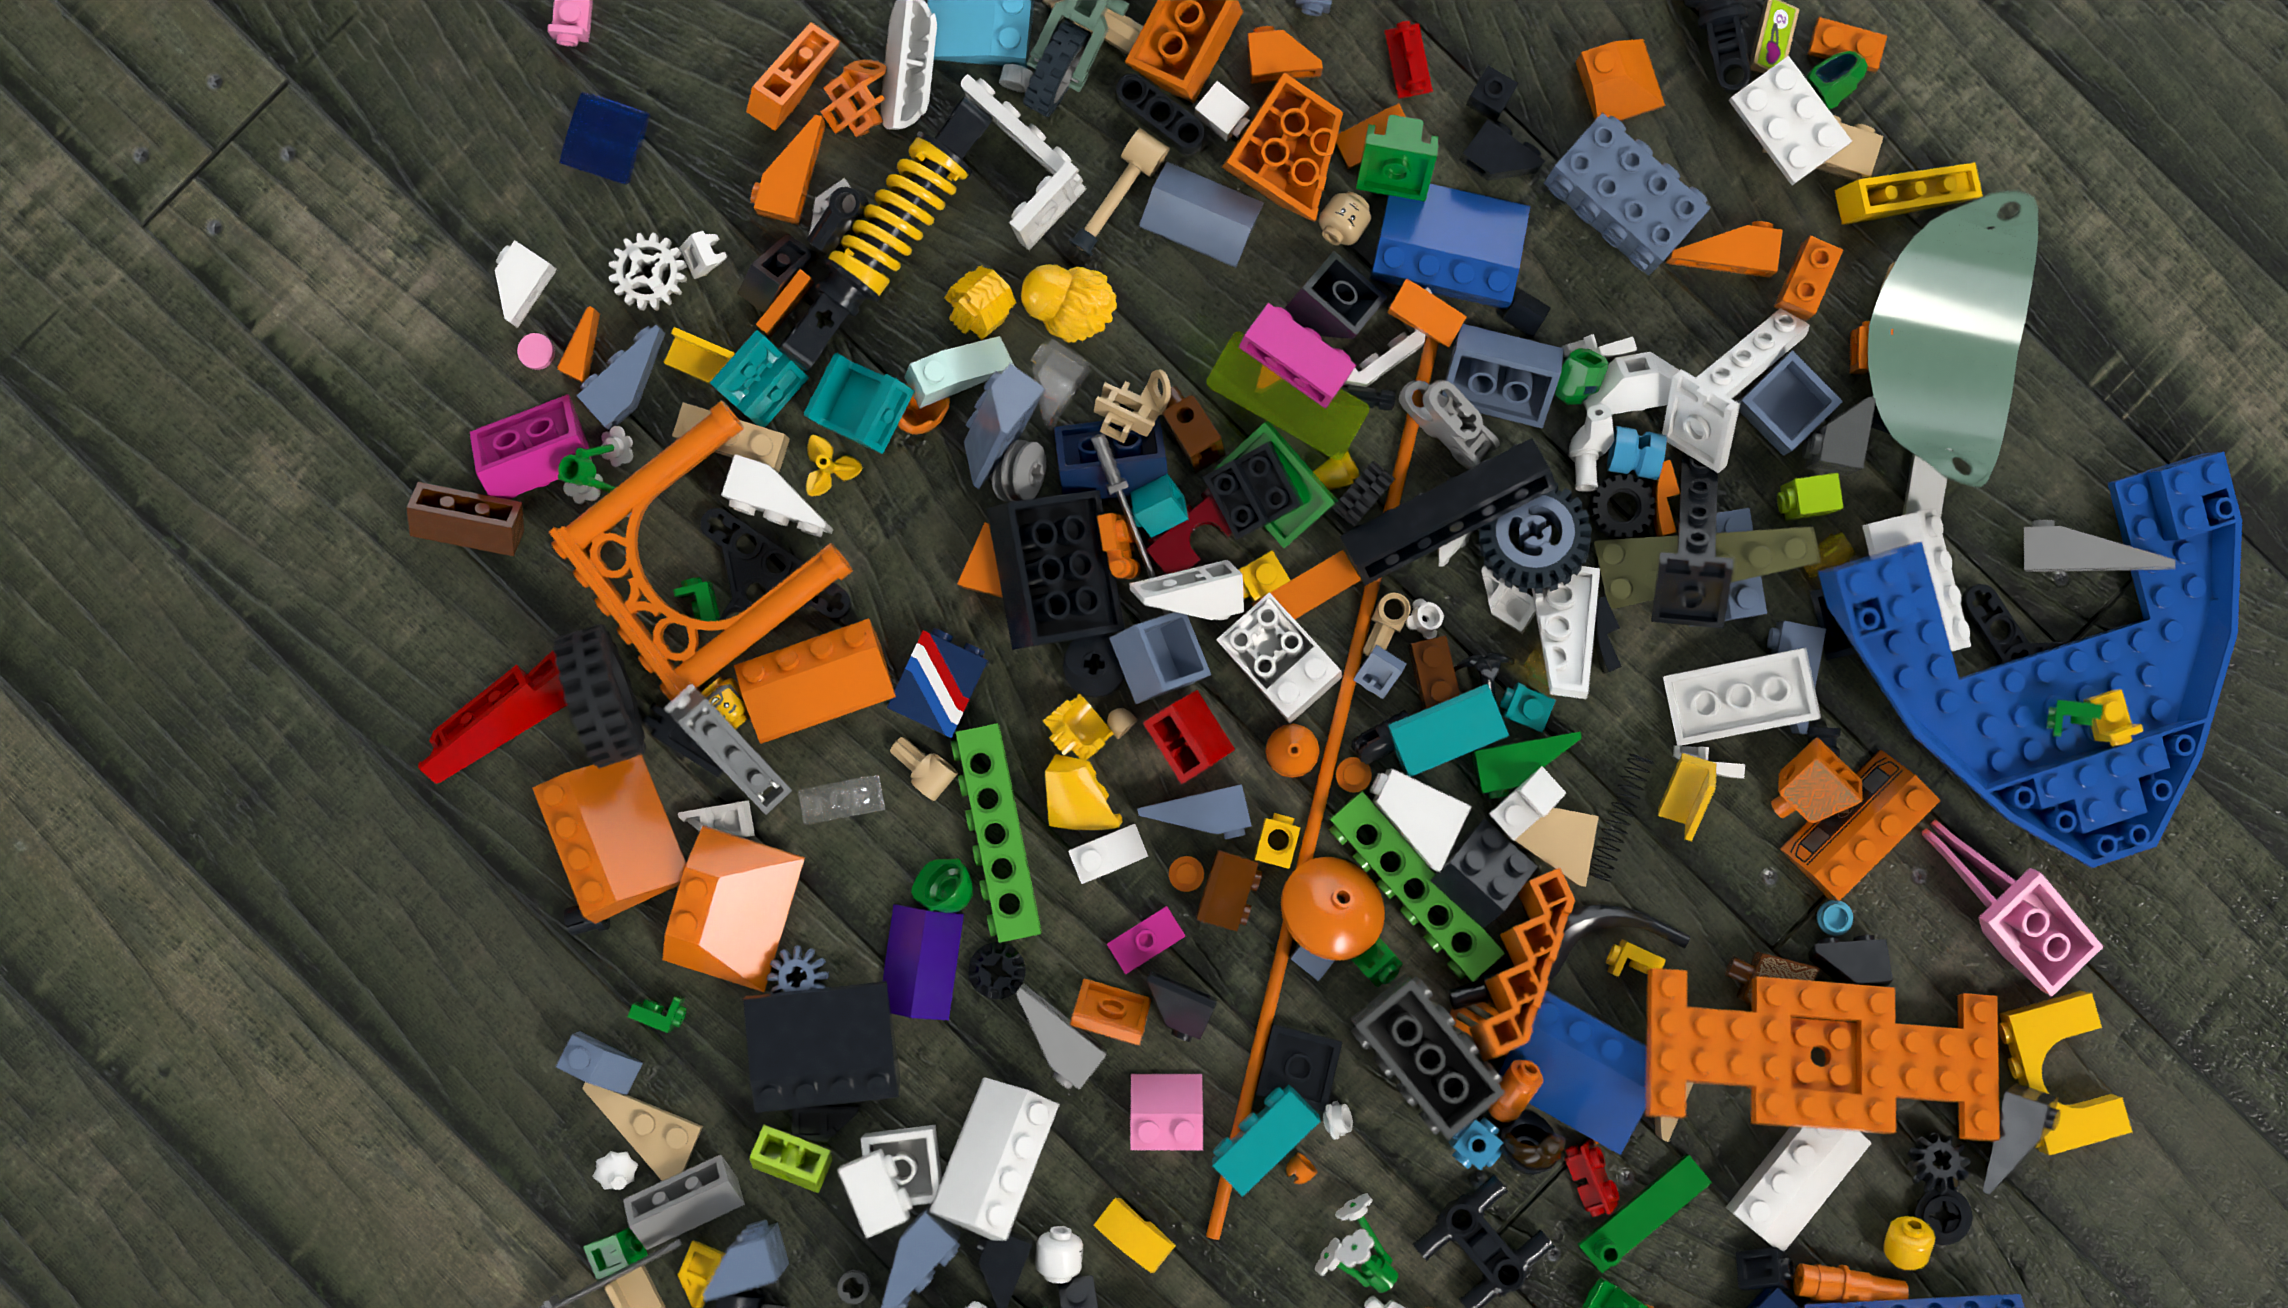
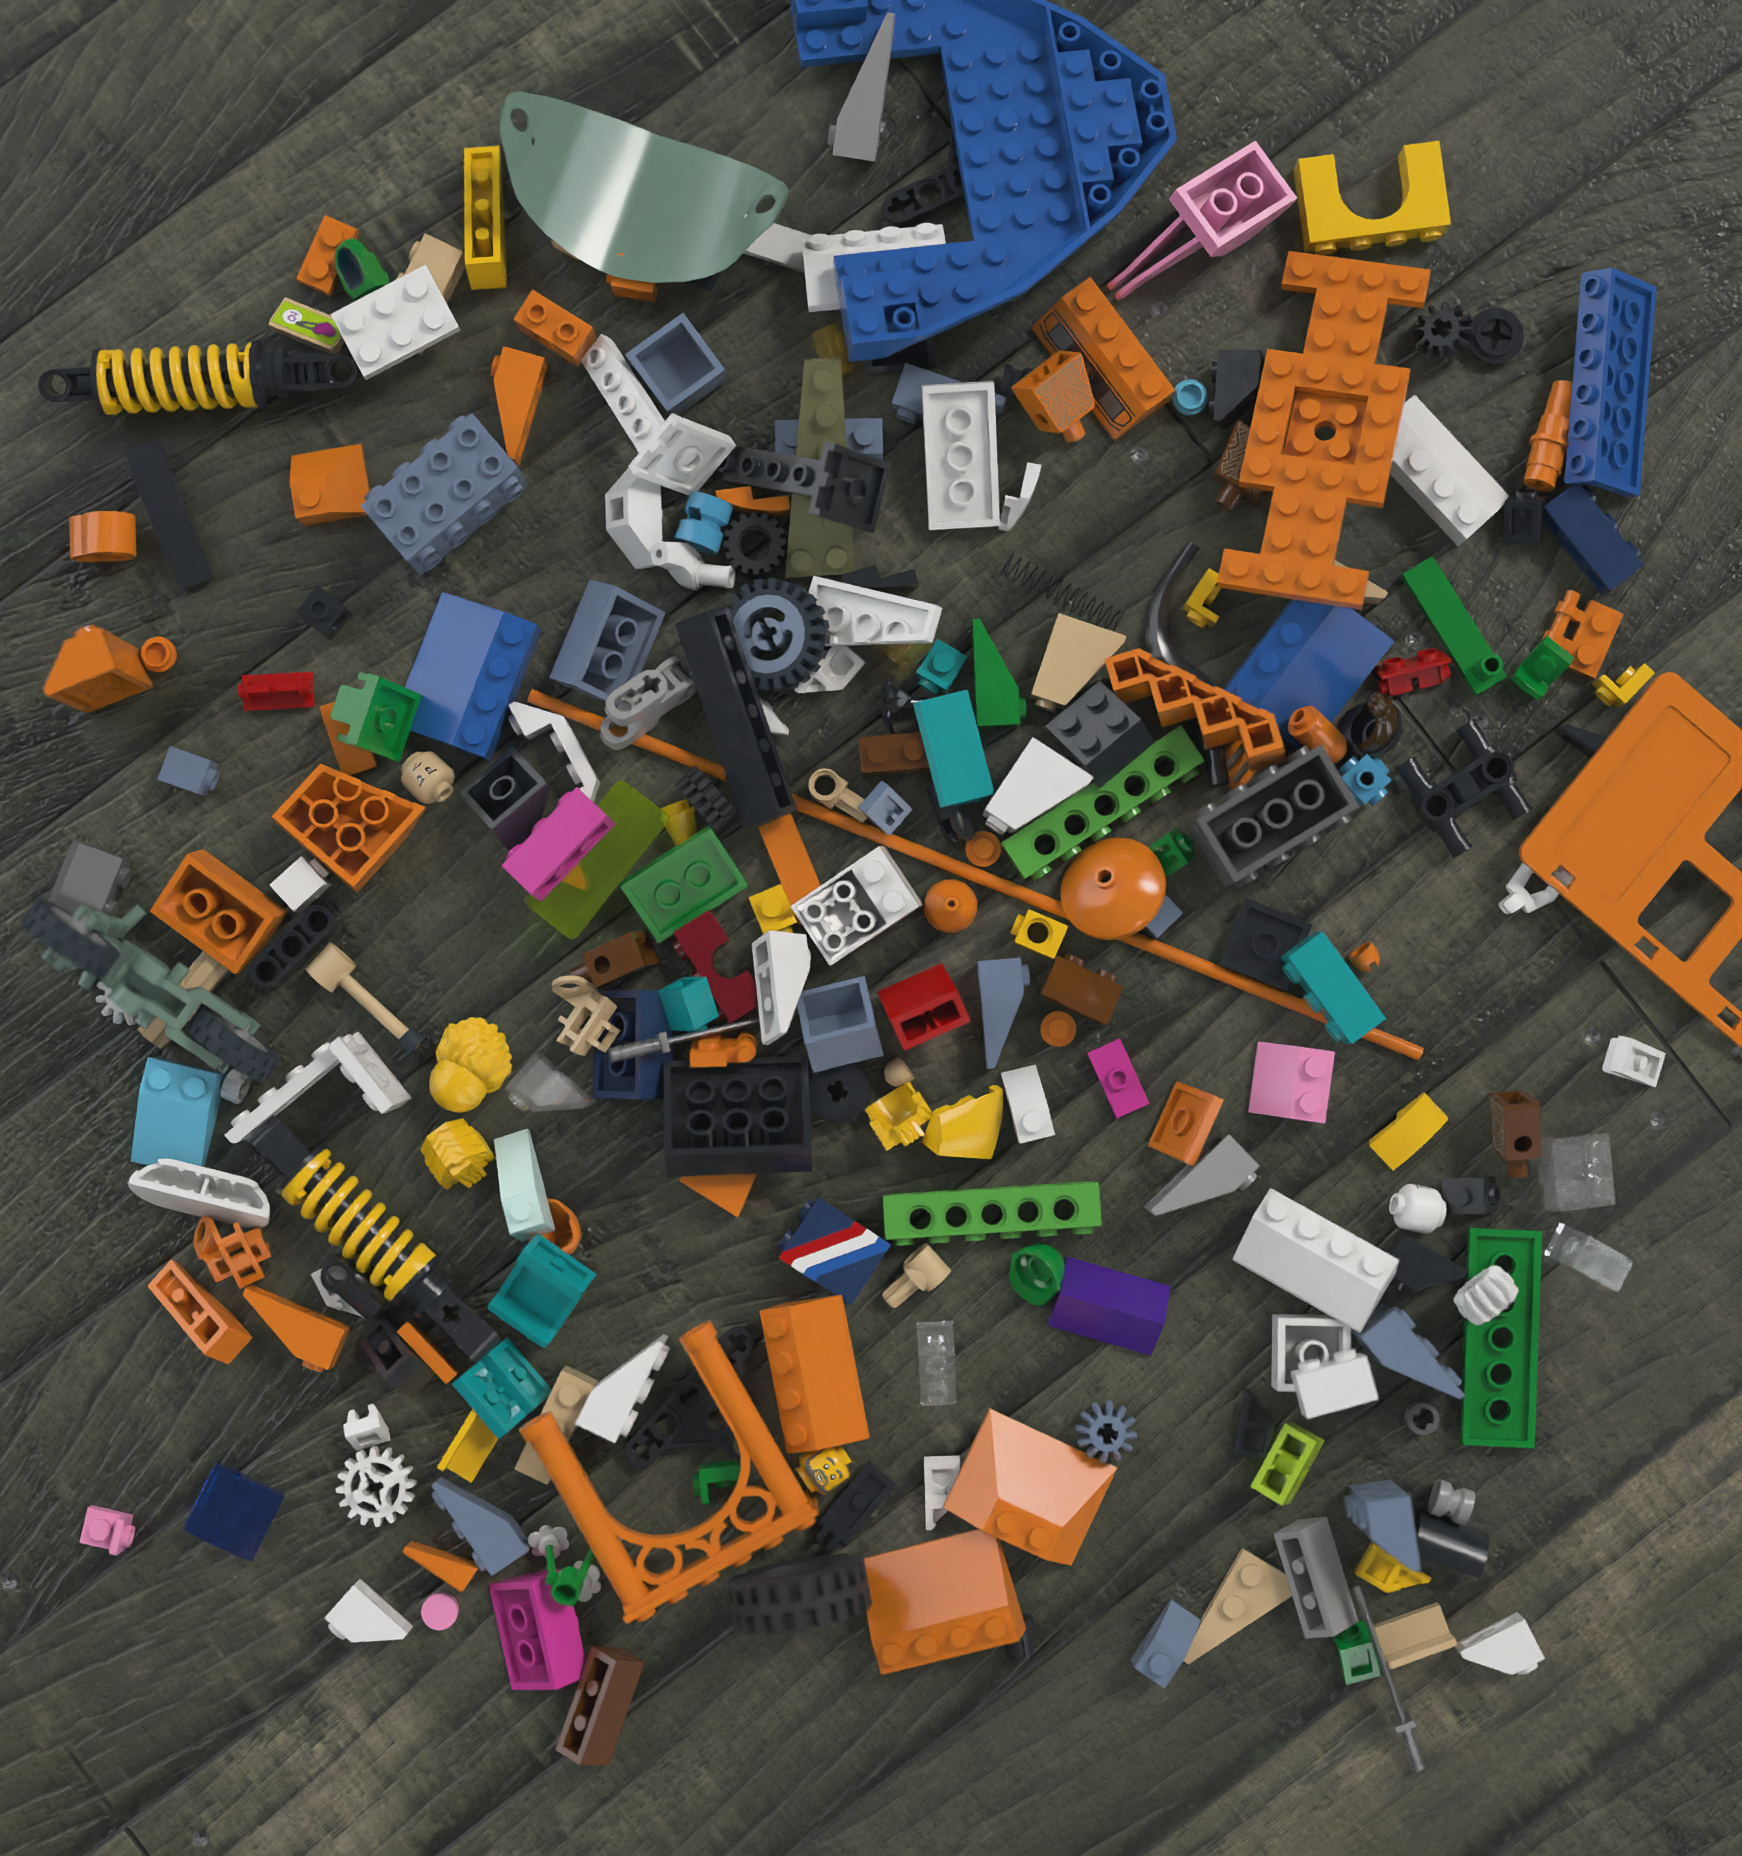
camera: 80 degrees left, 0 degrees up
(494, 718) = (805, 1703): red wedge -> none
(615, 1170) = (1275, 1641): white piece -> none
(652, 1014) = (1125, 1583): green bracket -> none
(727, 748) = (870, 1471): piece -> none
(821, 453) = (585, 1335): yellow plant -> none
(821, 1047) = (1180, 1418): black slope -> none
(999, 420) = (580, 1151): sand blue slope -> none
(1012, 963) = (1124, 1214): black gear -> none
(1020, 472) = (634, 1138): light grey piece -> none
(1181, 1006) = (1189, 1052): black slope -> none
(1200, 214) = (401, 920): sand blue slope -> none
(1253, 490) = (687, 907): black slope -> none
(1277, 52) = (250, 820): orange slope -> none
(1337, 1119) = (1321, 913): white plate -> none
(1355, 1249) = (1453, 914): plant -> none
(1384, 400) = (614, 765): black axle -> none
(1426, 313) = (535, 709): orange slope -> none
(1433, 615) = (835, 747): white plate -> none
(1499, 155) = (387, 614): black slope -> none
(1526, 313) = (549, 610): black slope -> none
(1527, 803) = (1037, 681): white slope -> none
(1581, 376) = (619, 566): green rock -> none
(1609, 351) = (594, 555): white slope -> none
(1689, 793) = (1048, 520): yellow panel -> none
(1810, 497) = (773, 358): lime brick -> none
(1841, 442) = (722, 319): dark grey slope -> none
(1909, 1243) = (1517, 372): yellow head -> none
(2023, 1123) = (1416, 243): slope -> none
(2080, 714) = (1025, 127): green bracket -> none
(2115, 720) = (1033, 98): yellow bracket -> none

